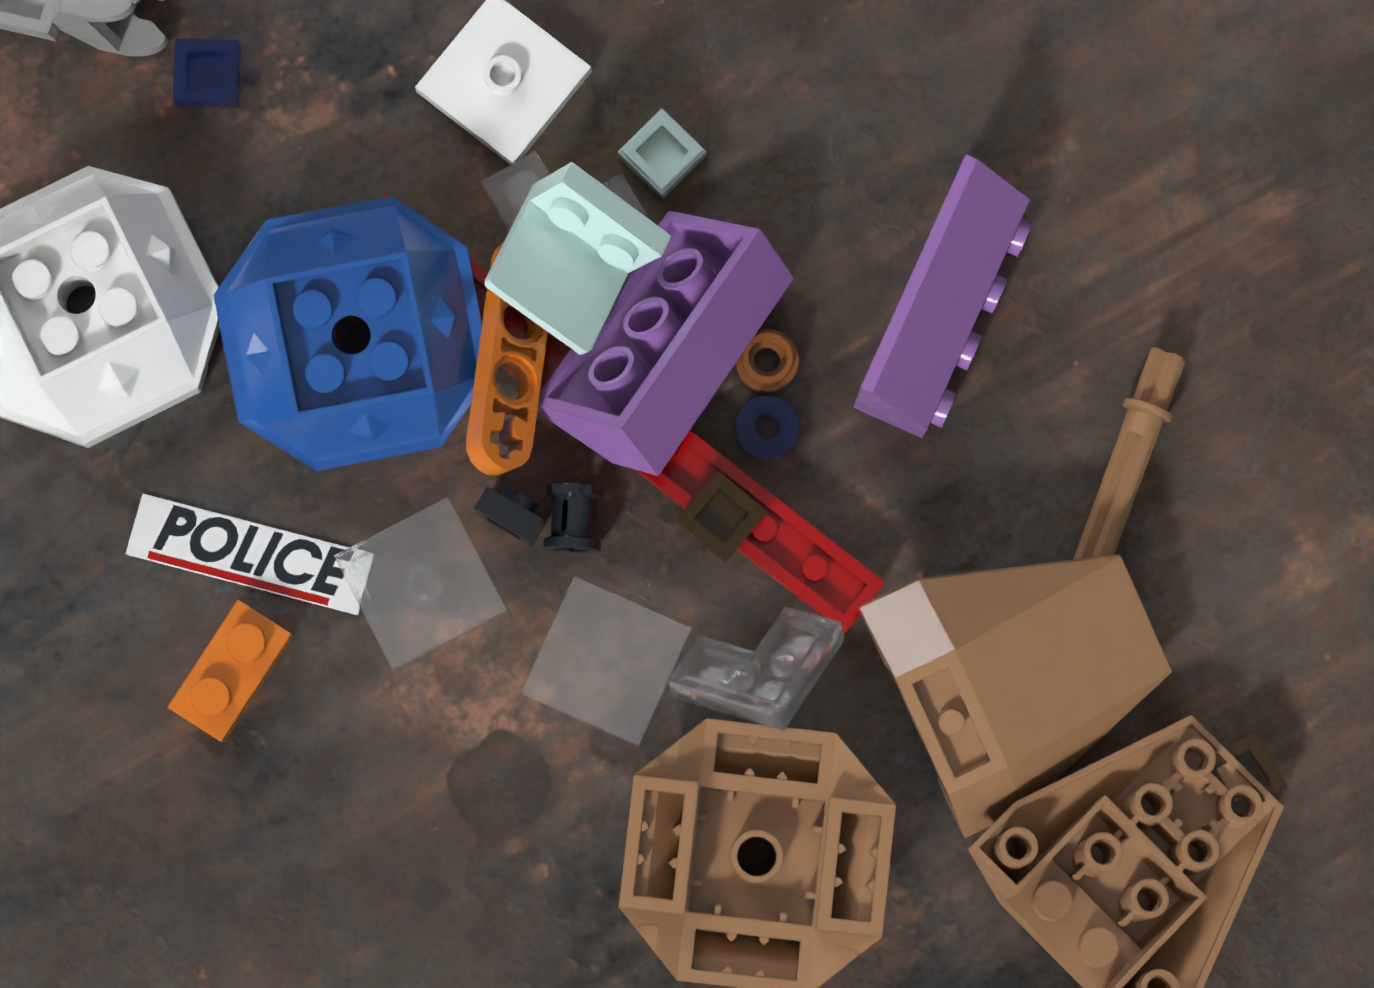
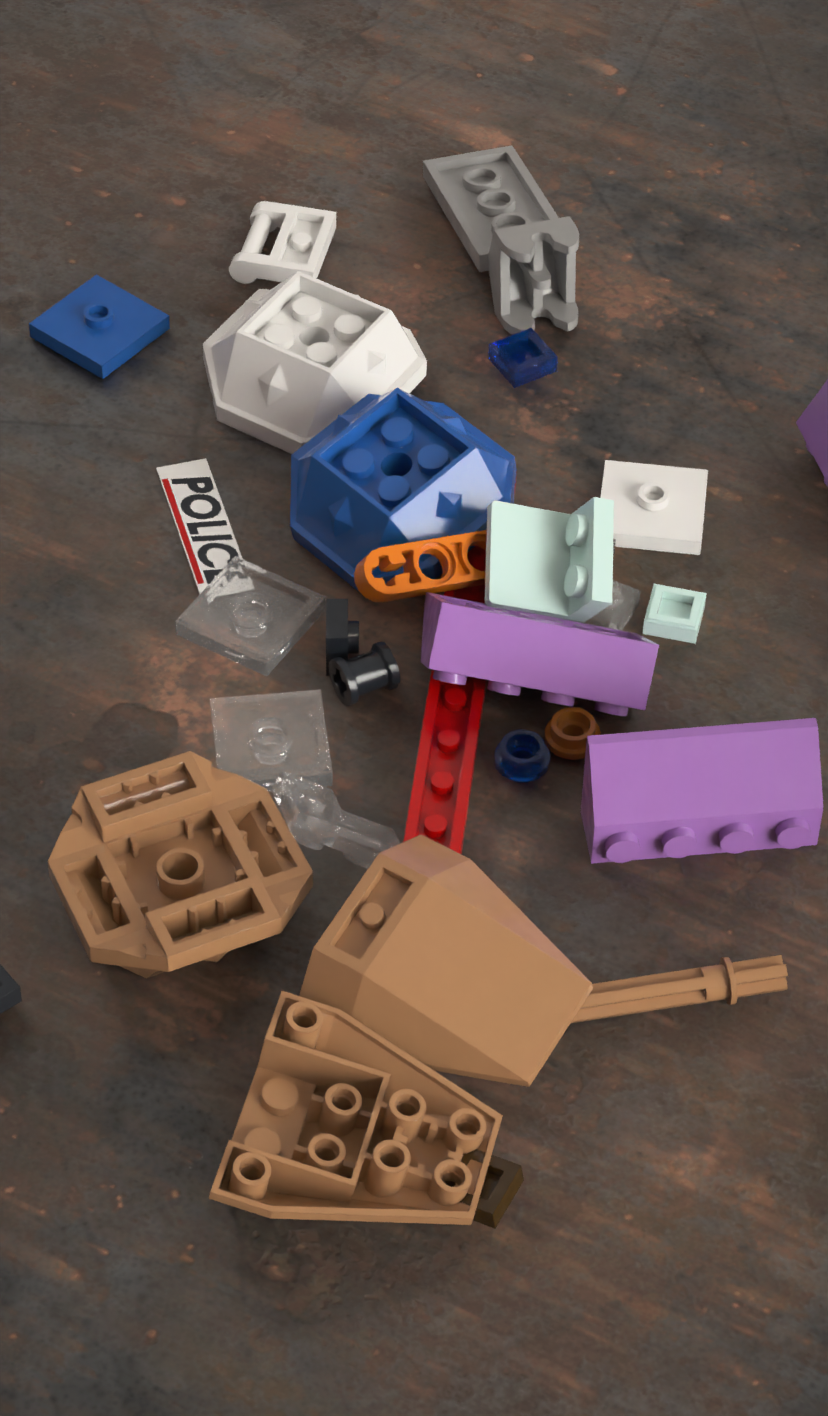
camera: 60 degrees right, 35 degrees down
(230, 671) = (111, 550): orange plate -> none
(721, 517) = (428, 736): dark brown plate -> none

